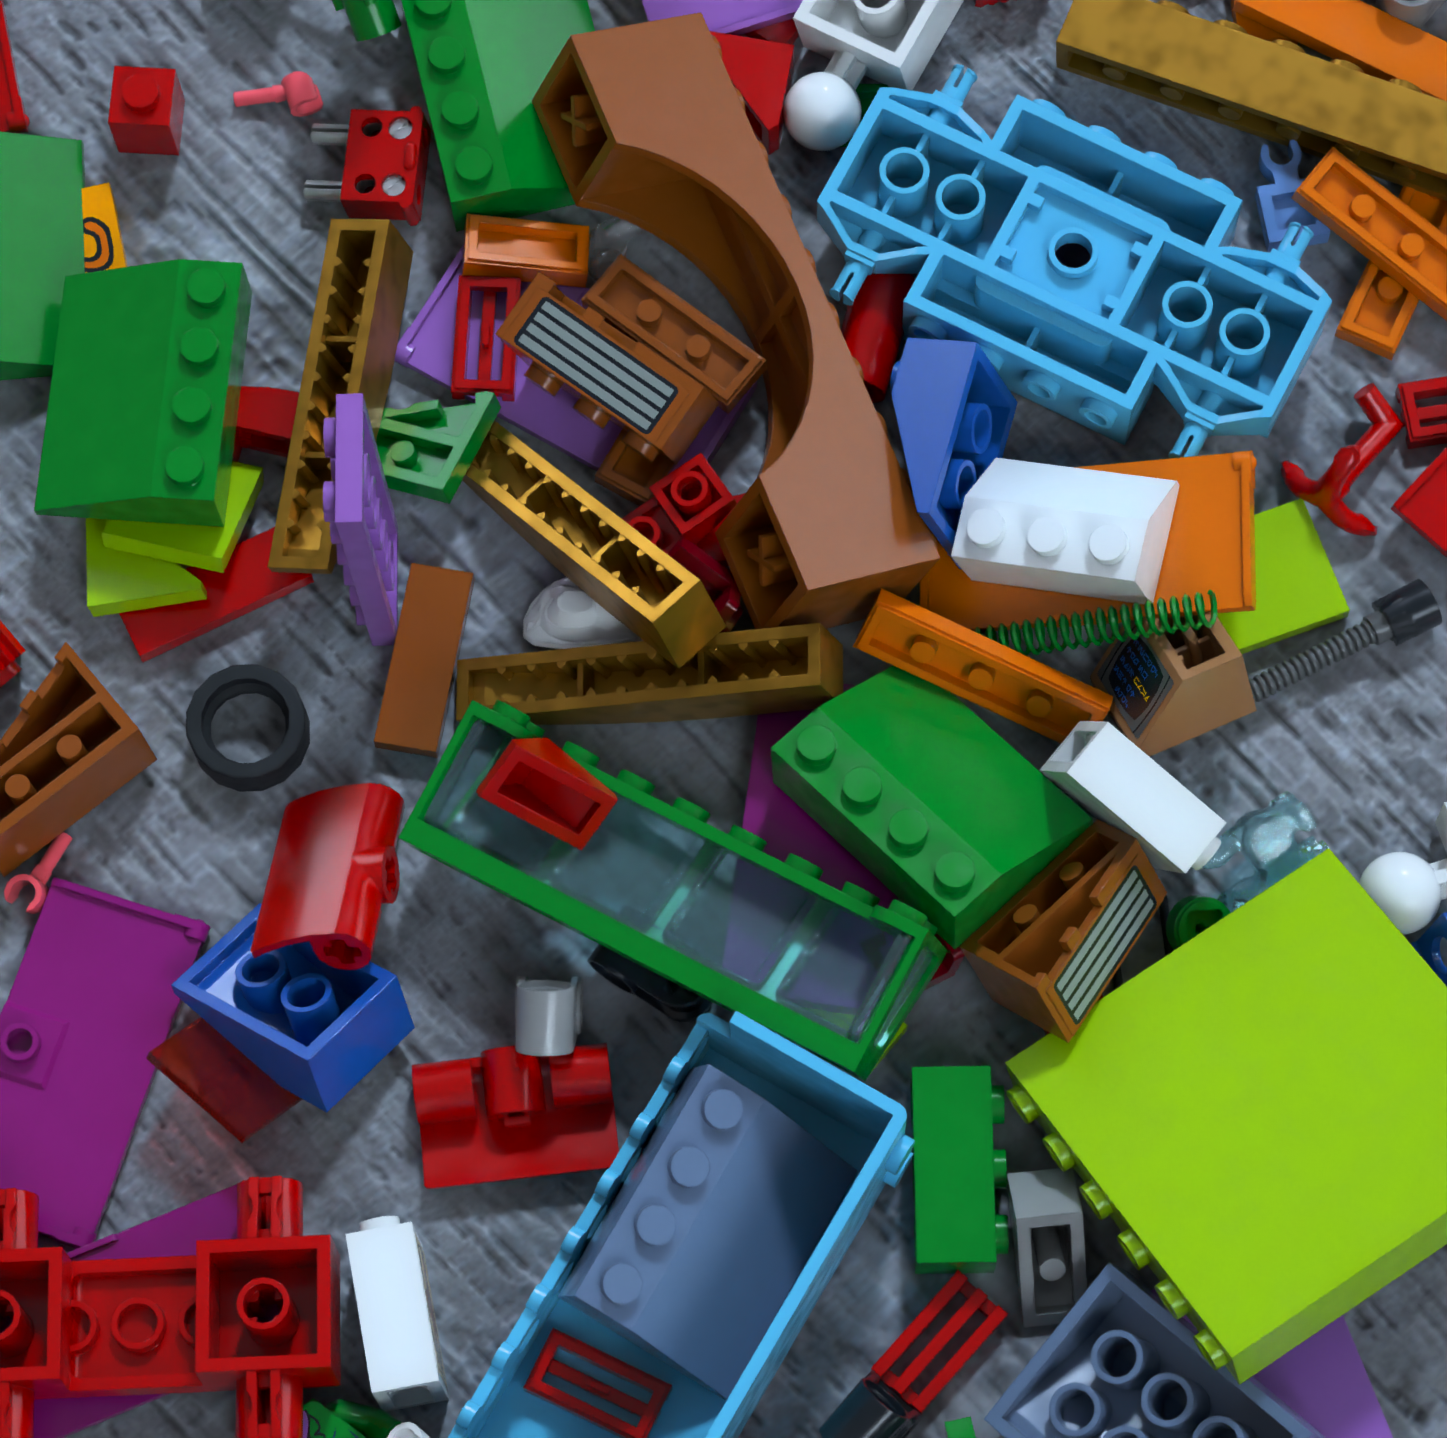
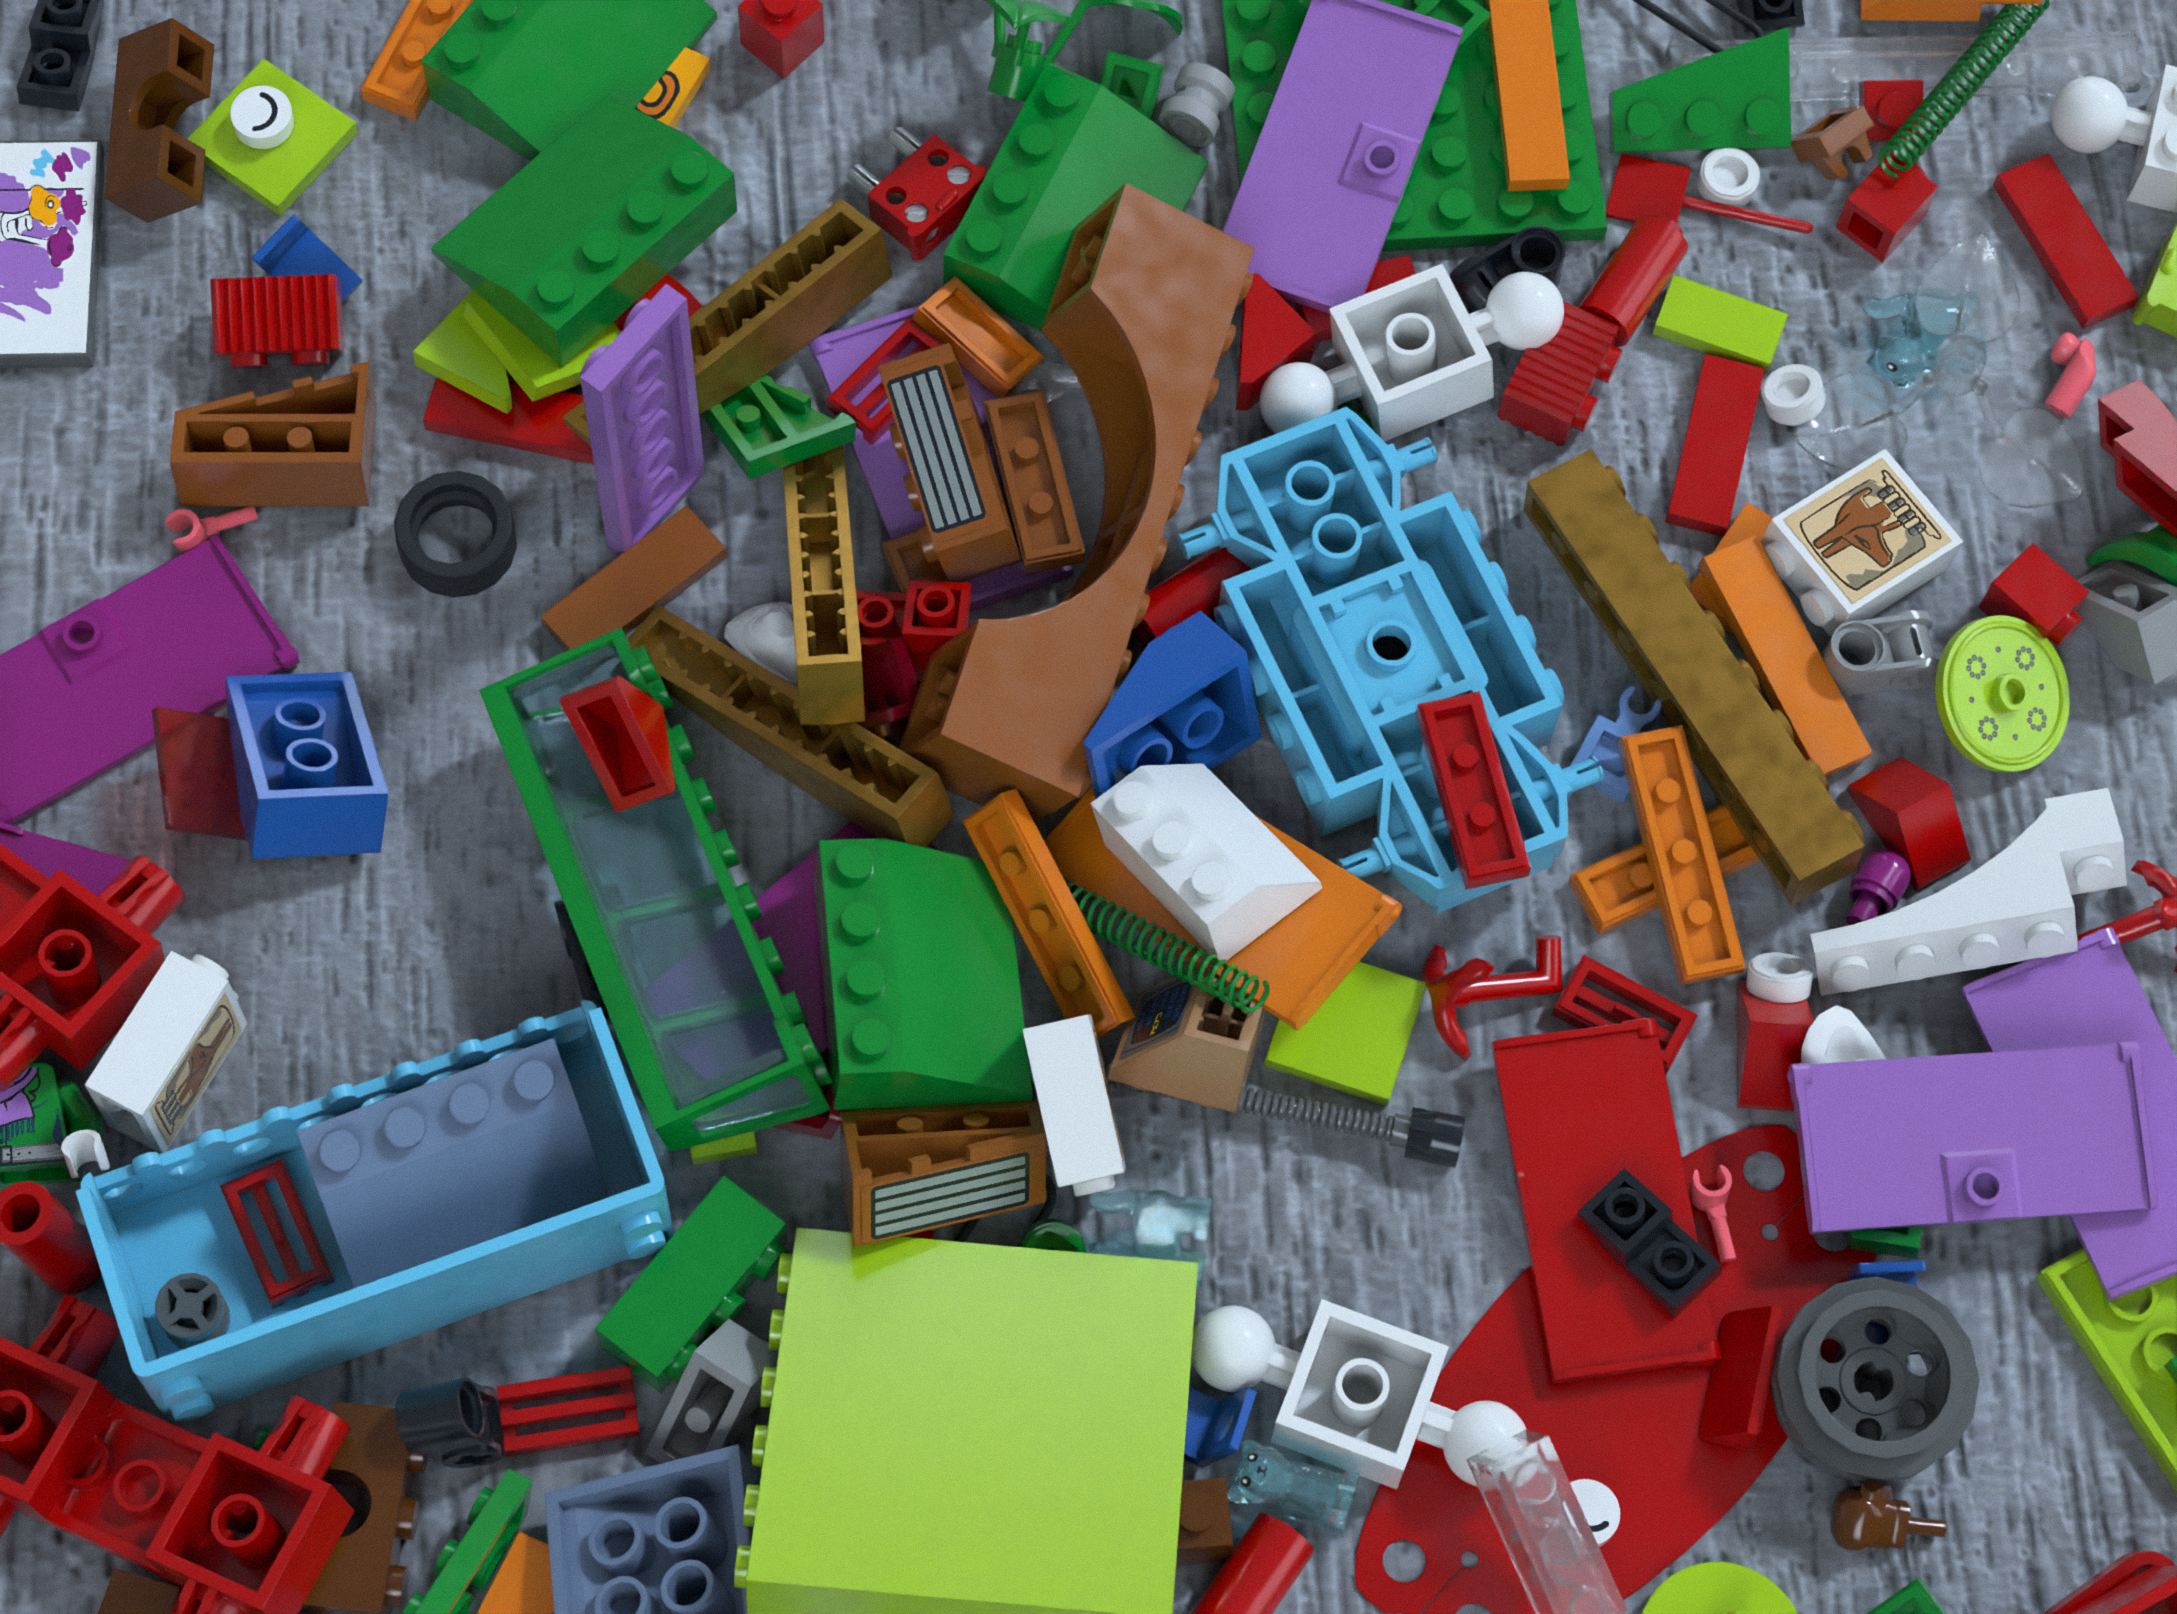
camera: 30 degrees right, 5 degrees down
(296, 88) = (911, 92): coral hand -> none
(332, 874) = (413, 687): red panel -> none
(515, 1116) = (398, 975): red panel -> none
(547, 1016) = (483, 918): light grey piece -> none
(1234, 319) = (1472, 790): none -> red tile

